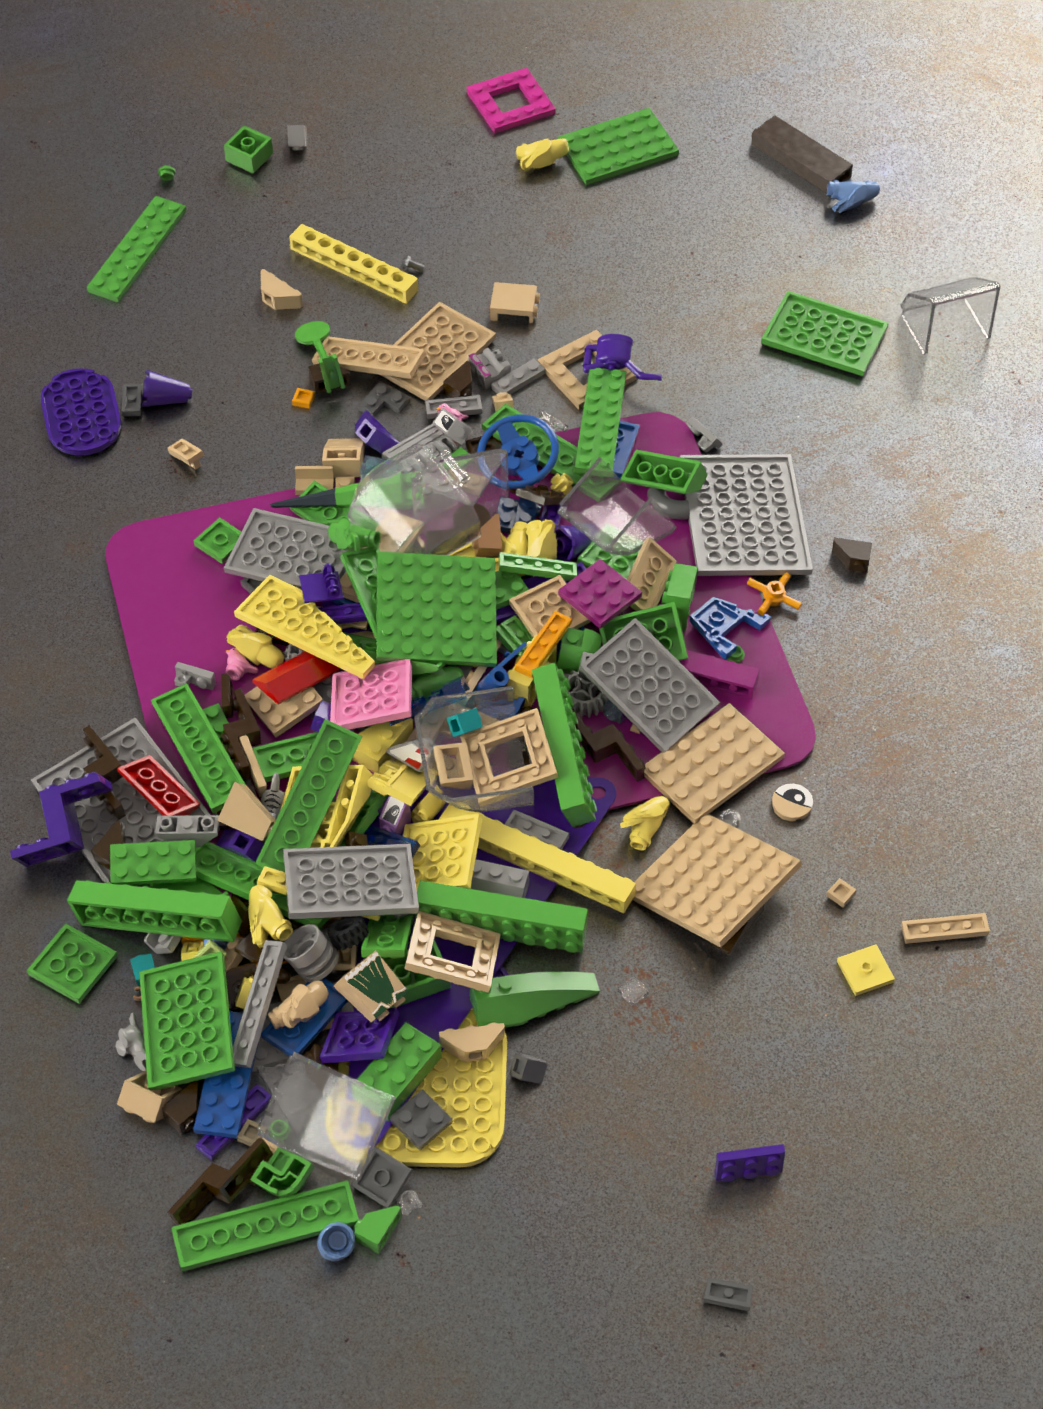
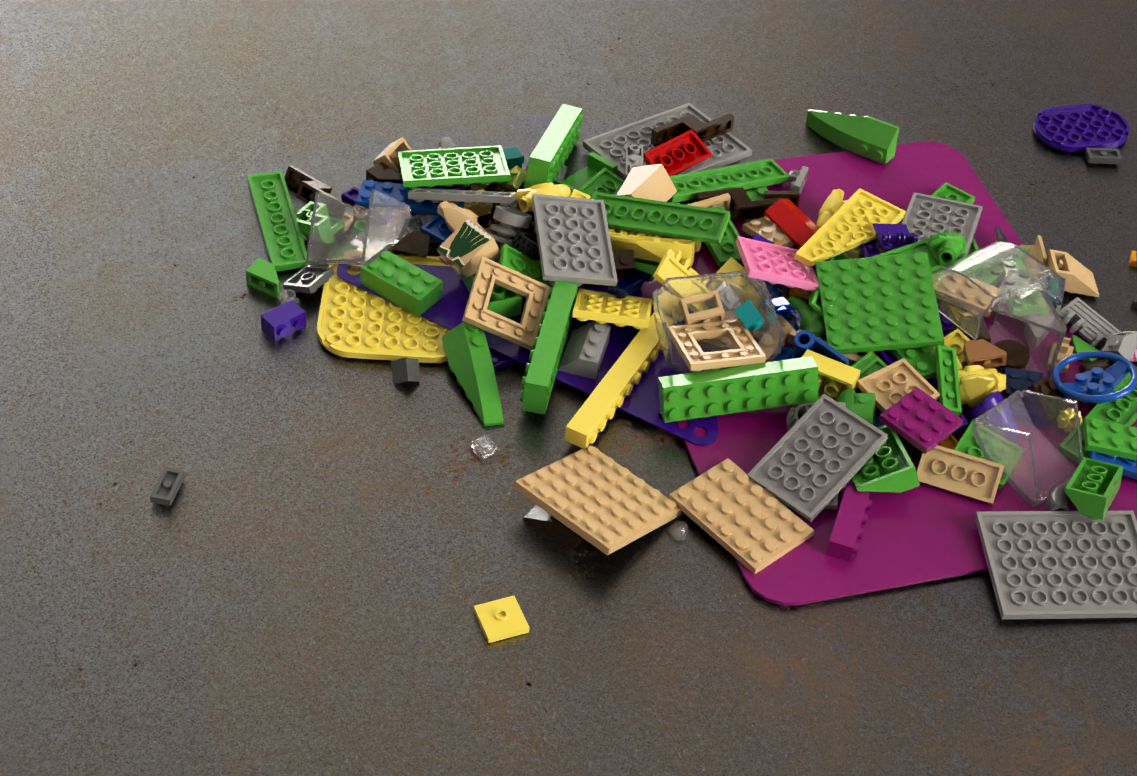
camera: 85 degrees right, 10 degrees down
(61, 819) = (640, 101): dark purple bracket -> none
(72, 963) = (518, 126): bright green plate -> none
(101, 850) = (619, 134): dark brown slope -> none
(115, 609) = (857, 134): none -> bright green wedge
(153, 862) = (600, 148): bright green plate -> none
(164, 390) = (1115, 165): dark purple cone -> none
(187, 453) = (1047, 183): tan hinge -> none
(238, 665) = (812, 206): bright pink animal -> none
(336, 1241) = (252, 248): medium blue hair -> none
(356, 1038) = (424, 253): dark purple plate -> none
(374, 433) = (1105, 294): dark purple slope -> none
(421, 1119) = (358, 300): dark grey plate -> none
(453, 1200) = (283, 320): none -> dark purple brick
(472, 1042) = (428, 330): tan slope -> none
(537, 828) = (648, 382): light grey plate -> none
(543, 643) = (850, 373): light orange tile -> none
(608, 742) = (752, 433): dark brown bracket -> none
(645, 821) = (667, 459): light yellow animal -> none
(681, 590) = (944, 496): bright green wedge -> none
(718, 618) = (917, 526): wing -> none
(737, 656) = (878, 540): bright green plate -> none
(749, 1163) = (286, 495): dark purple plate -> none
(774, 594) = (966, 582): light orange bar -> none
(792, 802) = (701, 578): tile -> none
(841, 892) = (590, 605): tan plate -> none
(852, 553) = (1035, 657): slope -> none
(945, 928) = (548, 688): tan plate -> none

